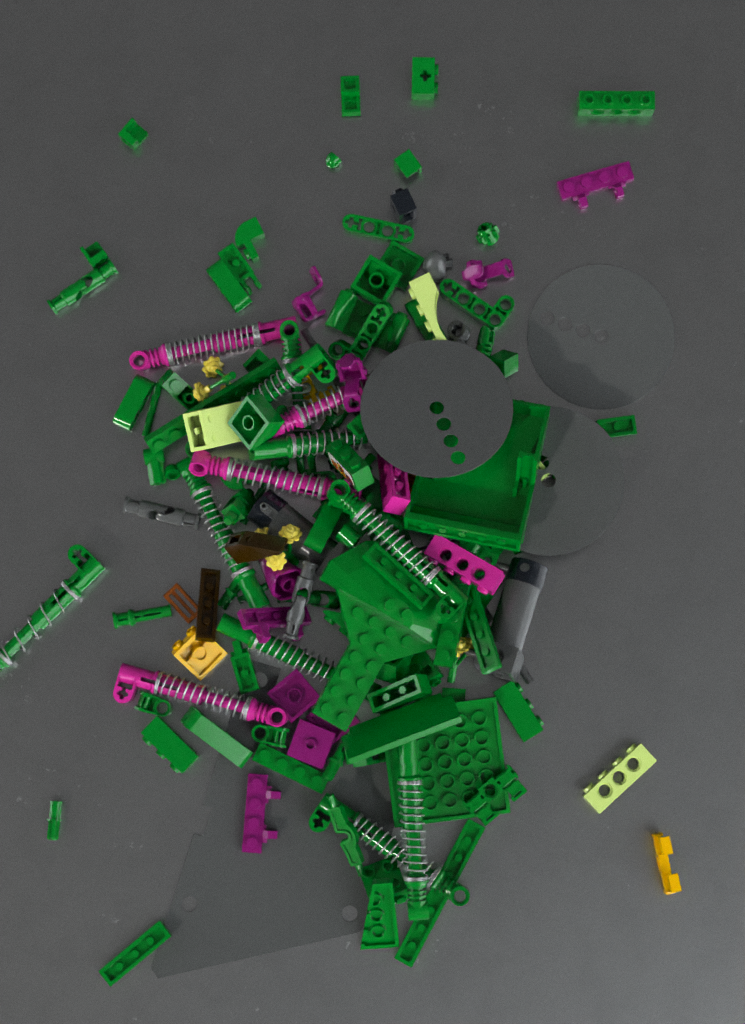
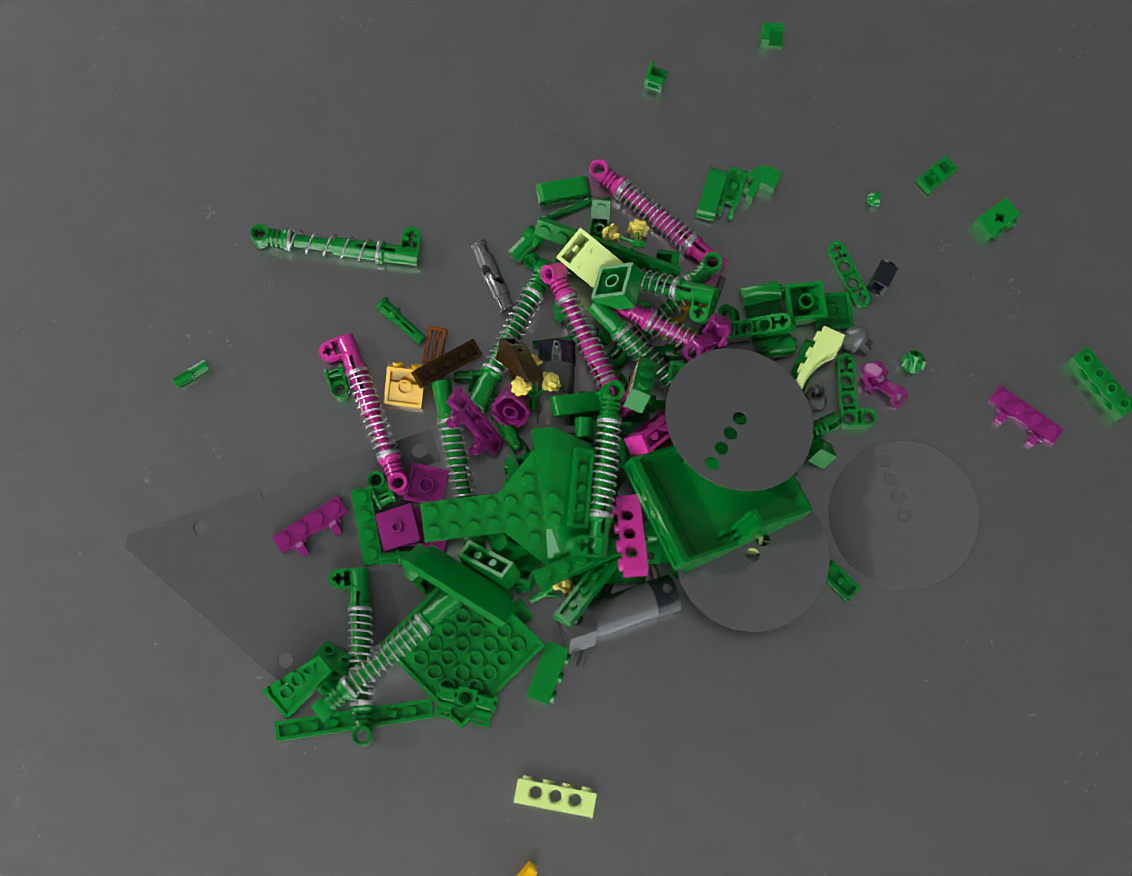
camera: 50 degrees right, 5 degrees down
(79, 288) = (617, 84): green piece -> none
(135, 953) = (131, 513): green plate -> none
(169, 745) = (315, 418): green brick -> none
(216, 736) = (347, 448): green beam -> none
(238, 506) = (542, 329): green piece -> none
(244, 668) = (418, 430): green hinge -> none
(297, 612) = (491, 434): dark grey piece -> none
(304, 302) = (743, 260): magenta piece -> none
(343, 825) = (338, 616): green piece -> none
(407, 164) = (918, 257): green panel -> none

